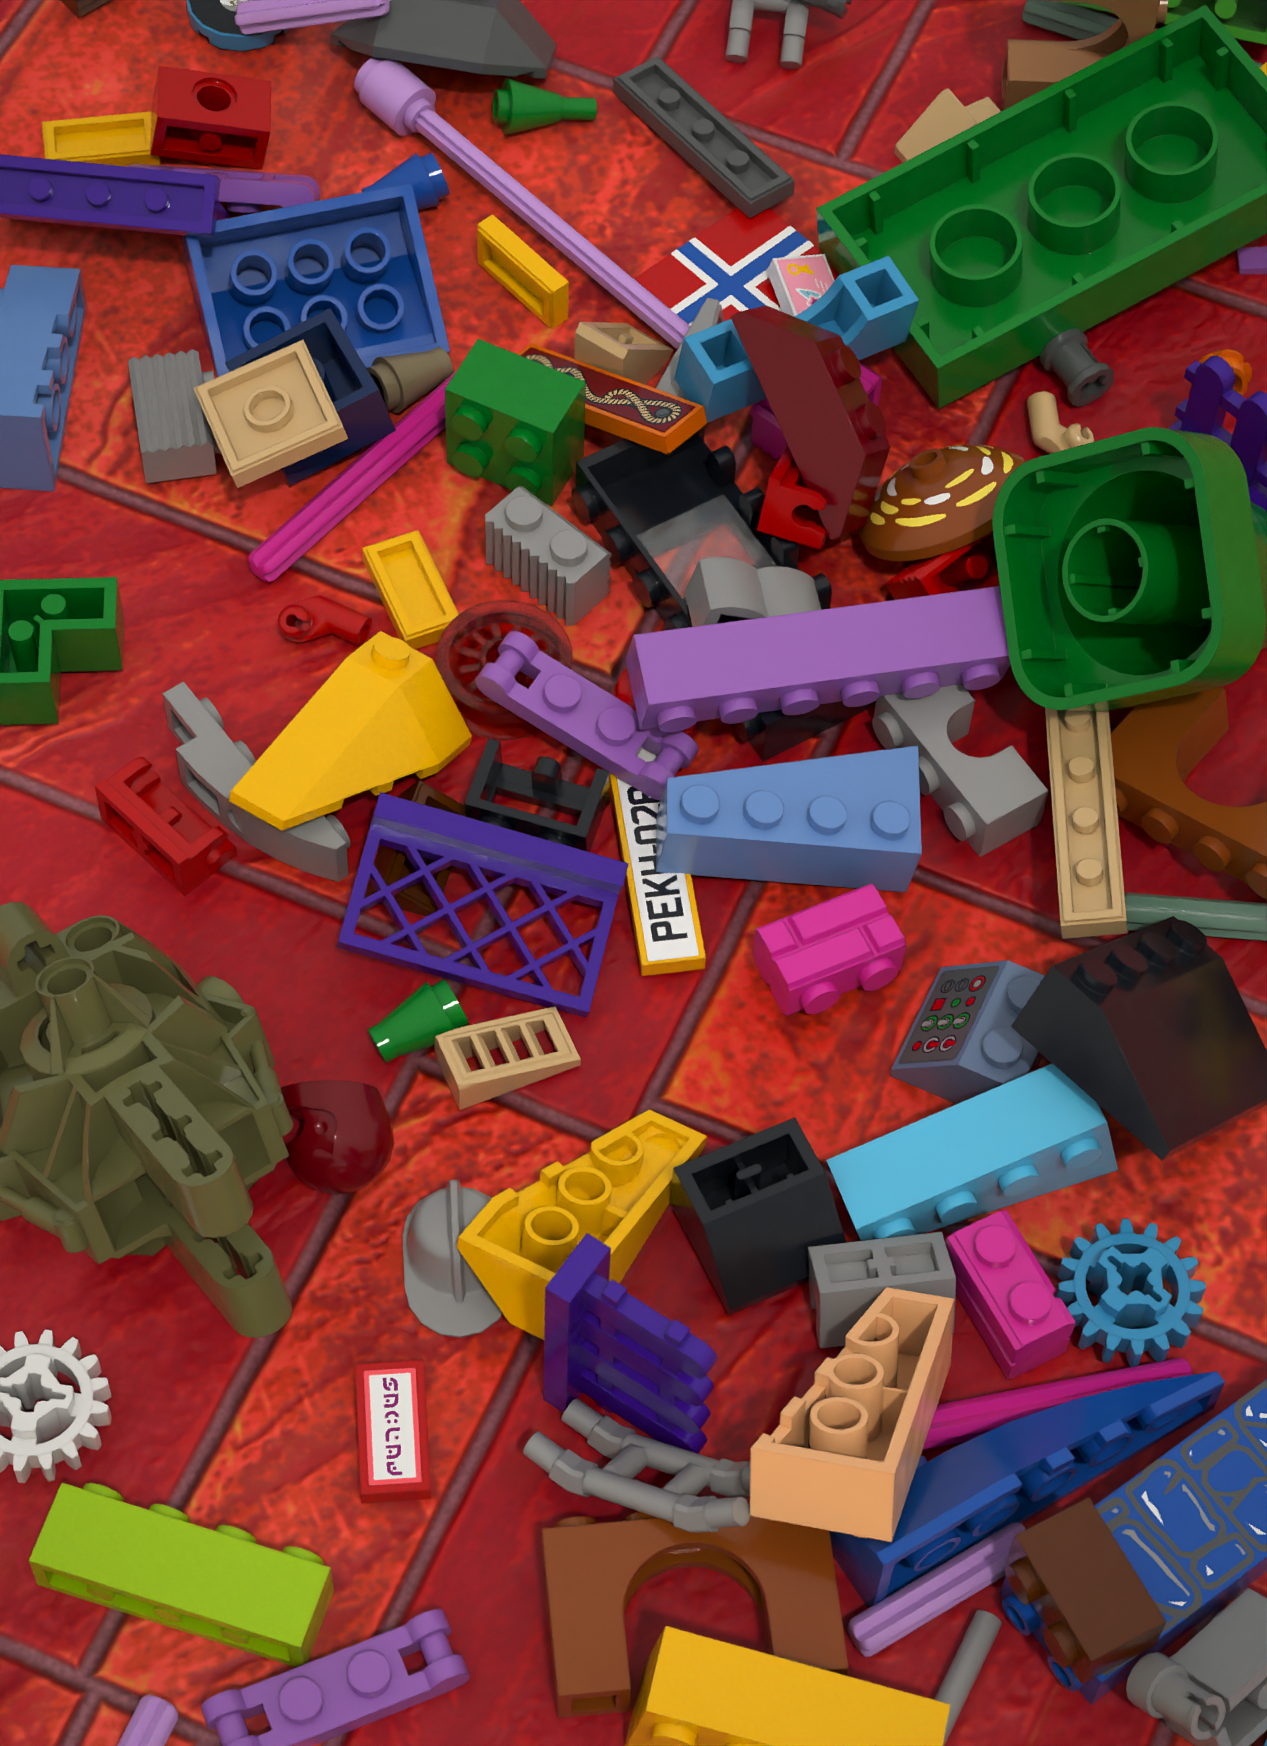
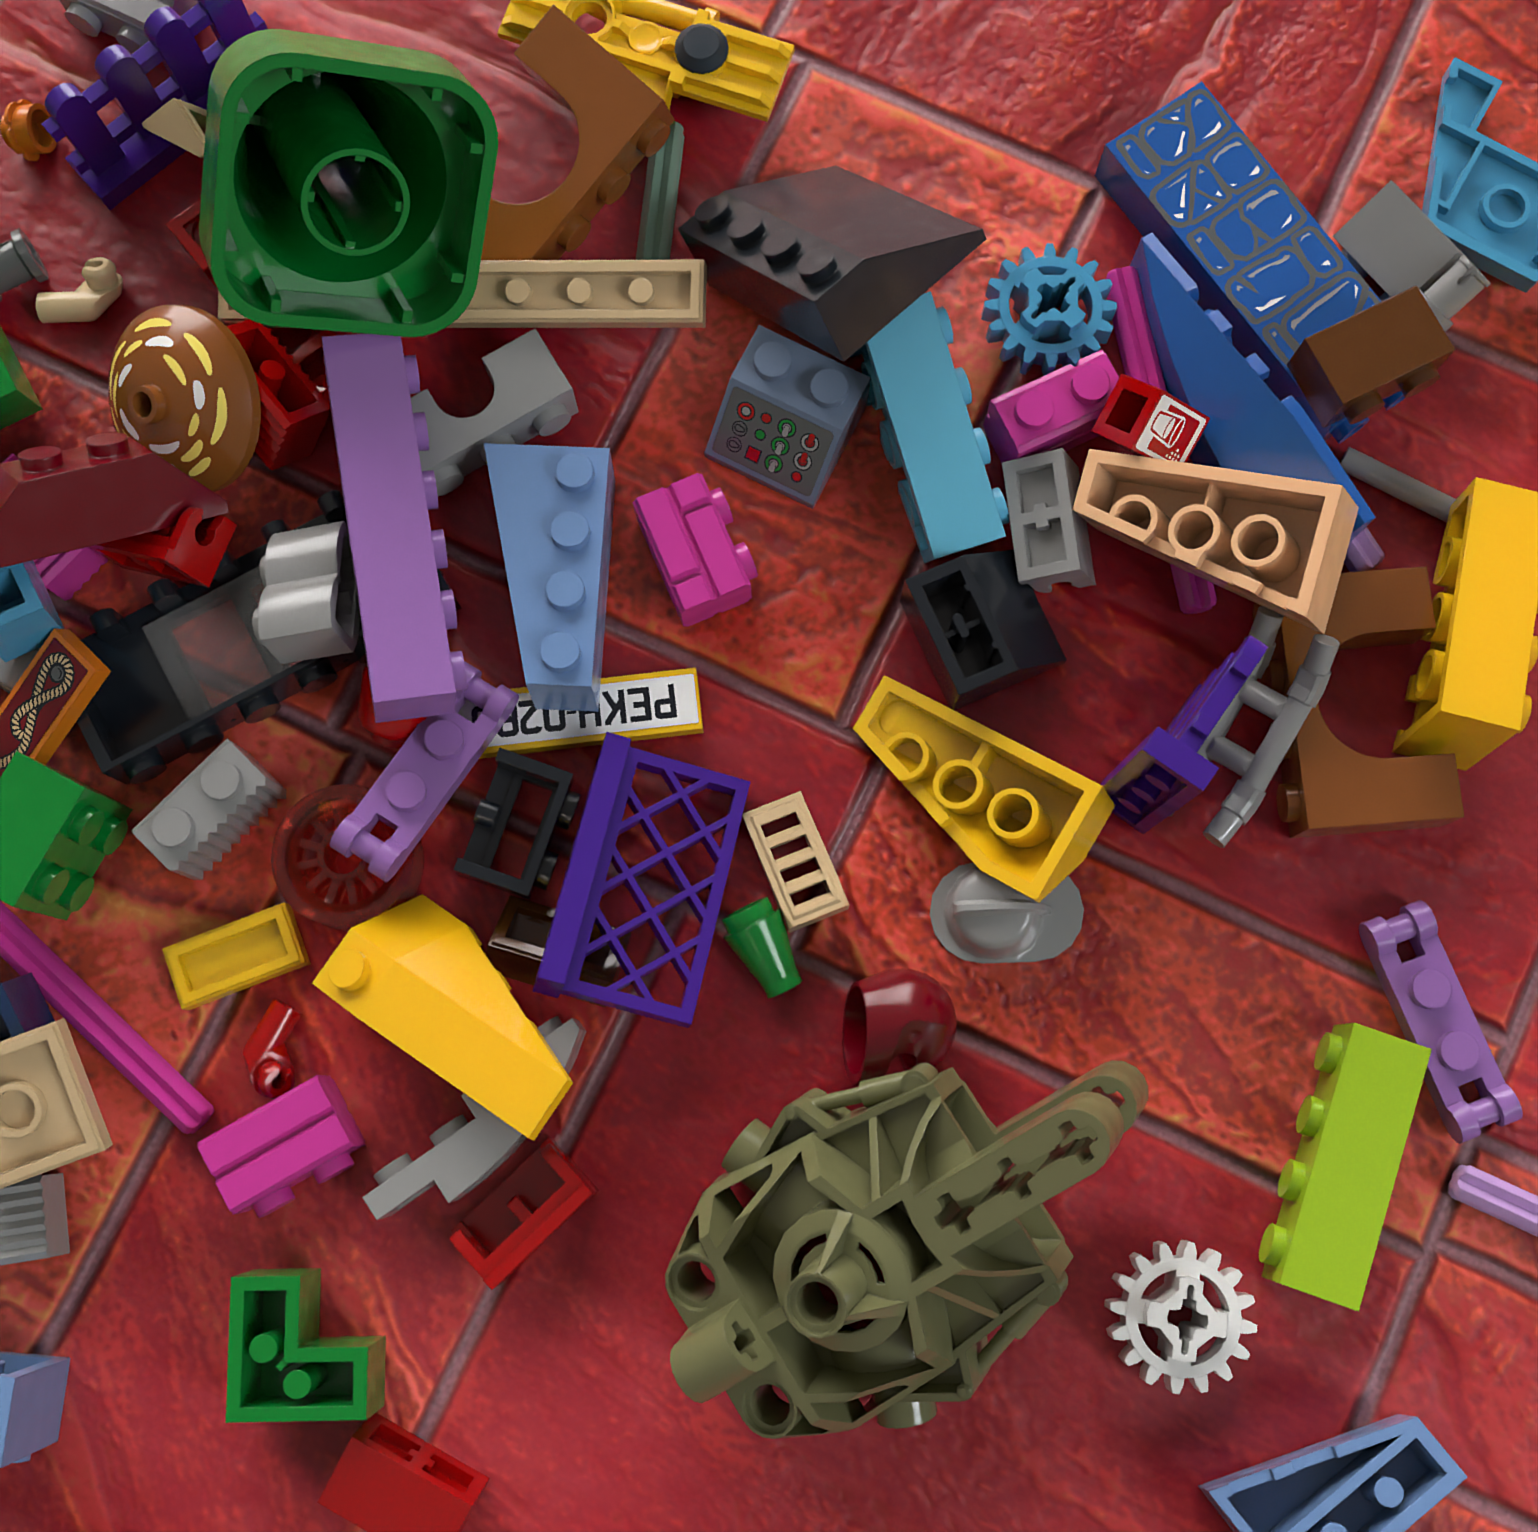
camera: 85 degrees left, 20 degrees up
(234, 629) = (282, 1145): none -> dark pink brick
(392, 1431) = (1186, 971): tile -> none
(987, 1364) = (1149, 421): none -> red brick

